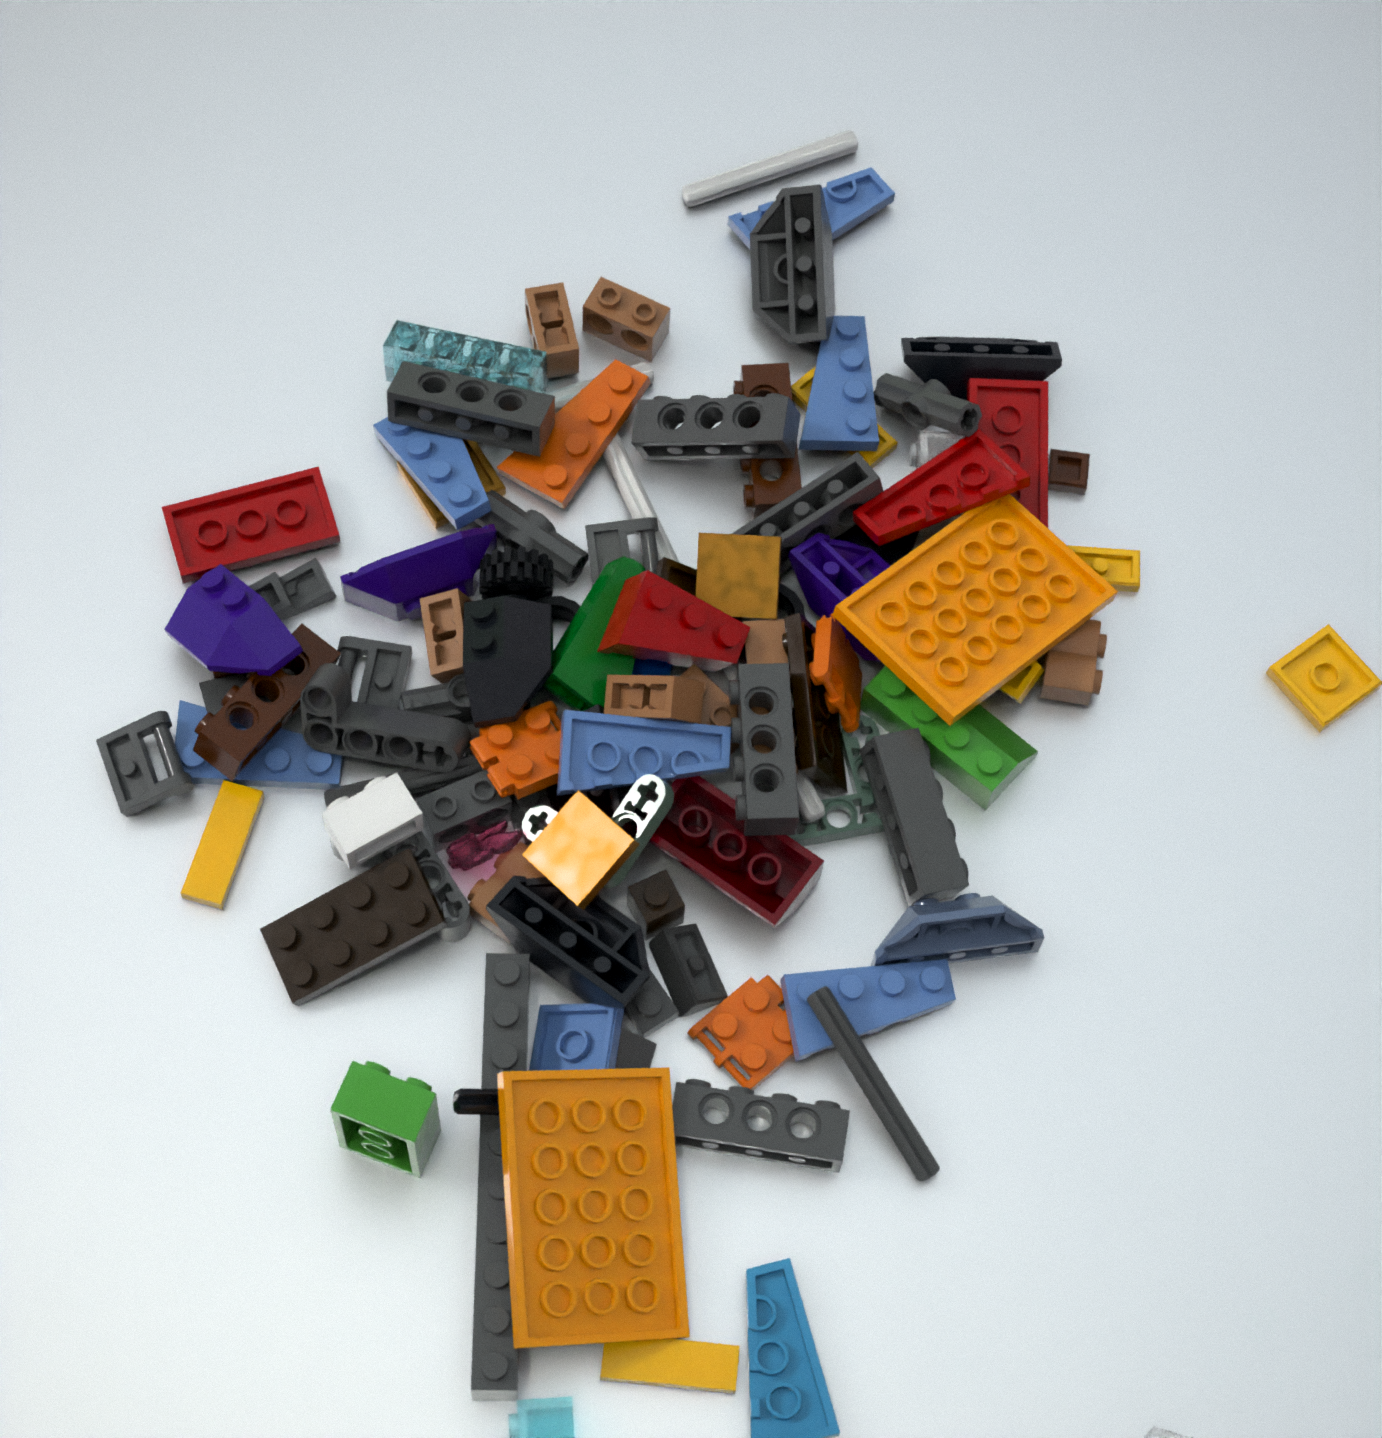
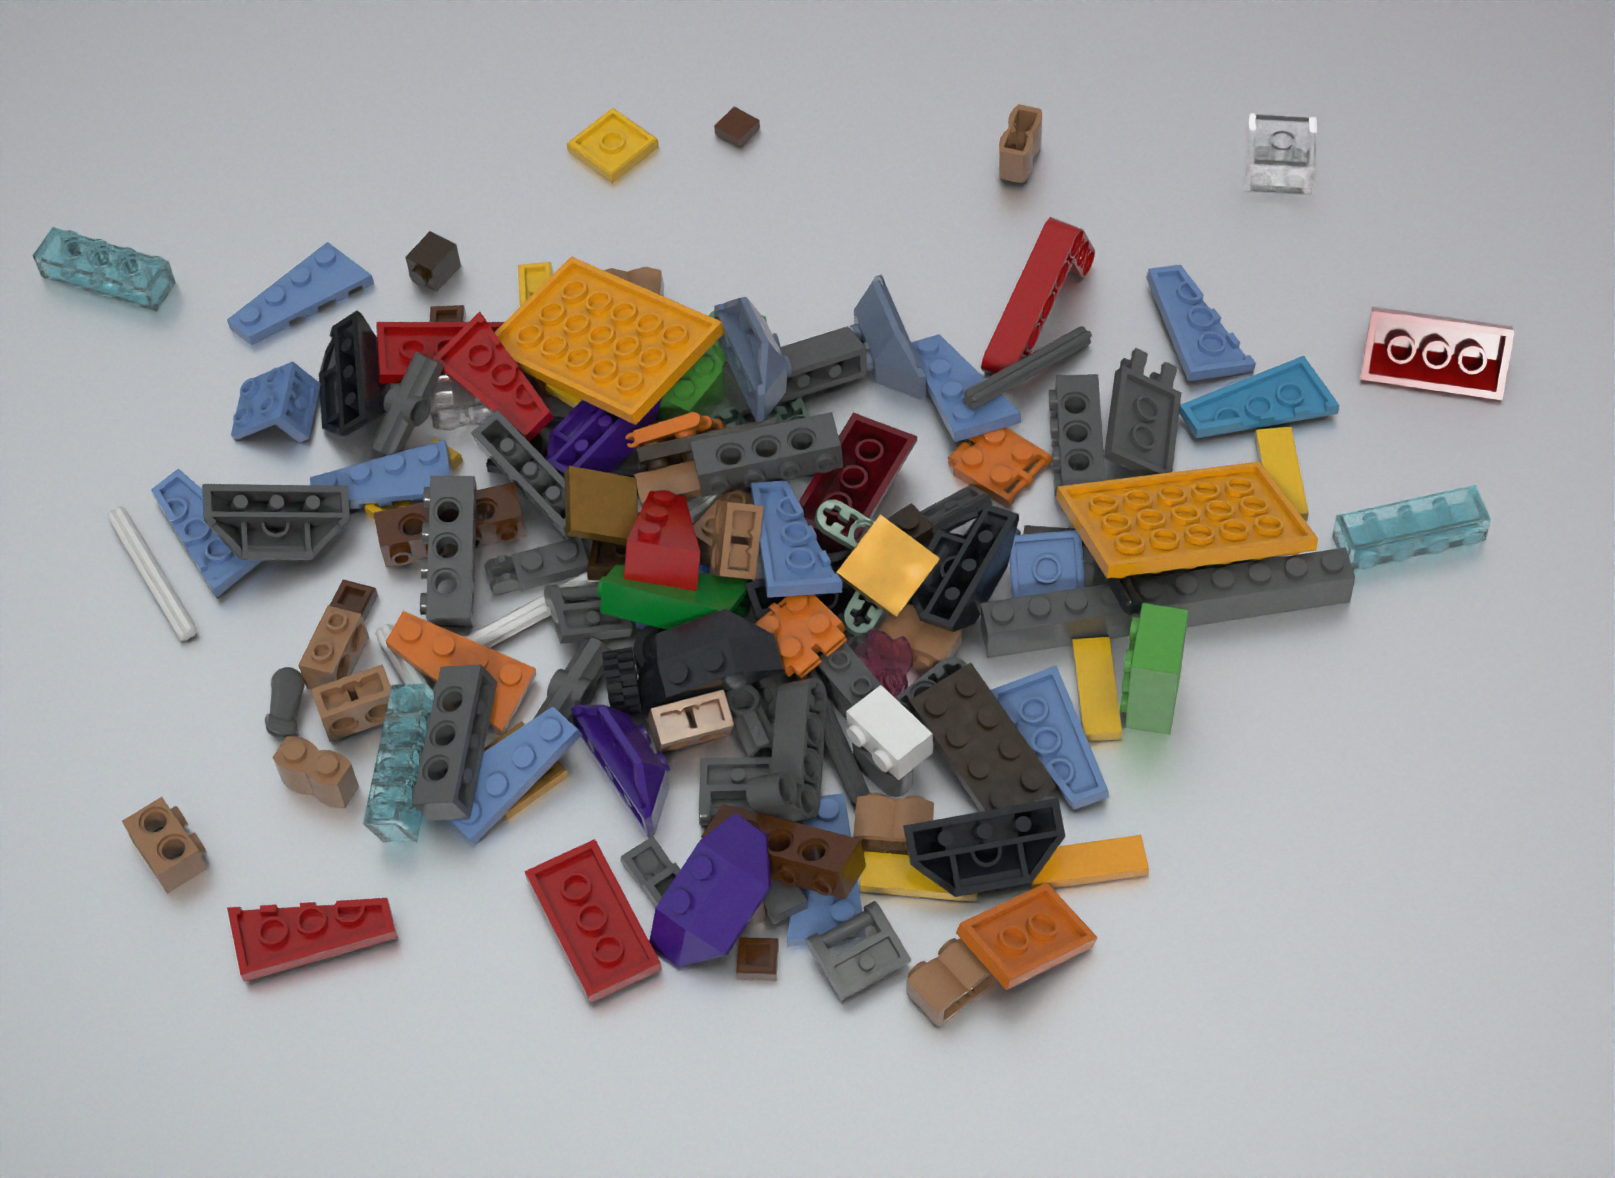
camera: 90 degrees left, 10 degrees down
(88, 848) = (948, 981): none -> medium nougat brick
(108, 924) = (1026, 935): none -> orange plate
(171, 673) = (757, 958): none -> reddish brown tile
(194, 1016) = (1094, 862): none -> light orange tile
(224, 896) = (986, 847): none -> black wedge
(283, 824) = (881, 821): none -> medium nougat brick
(305, 270) = (290, 937): none -> red wing
(377, 1010) = (1053, 731): none -> medium blue wing
(429, 154) = (161, 846): none -> medium nougat brick
(441, 1072) = (1096, 688): none -> yellow tile
(482, 292) = (316, 772): none -> medium nougat brick
(573, 271) = (286, 694): none -> dark grey piece
(696, 348) = (354, 597): none -> reddish brown tile
(700, 516) = (537, 566): none -> dark grey hinge
(772, 1206) = (1143, 417): none -> dark grey tile
(897, 751) = (753, 355): none -> sand blue wedge
(909, 1313) = (1194, 328): none -> medium blue wing
(969, 293) = (280, 398): none -> medium blue bracket
(988, 1114) = (1056, 252): none -> red beam
(1141, 336) = (300, 292): none -> medium blue wing
(1153, 459) = (433, 261): none -> dark brown brick
(1192, 138) = (104, 268): none -> clear light blue brick
(1256, 1156) = (1020, 143): none -> medium nougat brick
(1336, 823) = (737, 126): none -> reddish brown tile

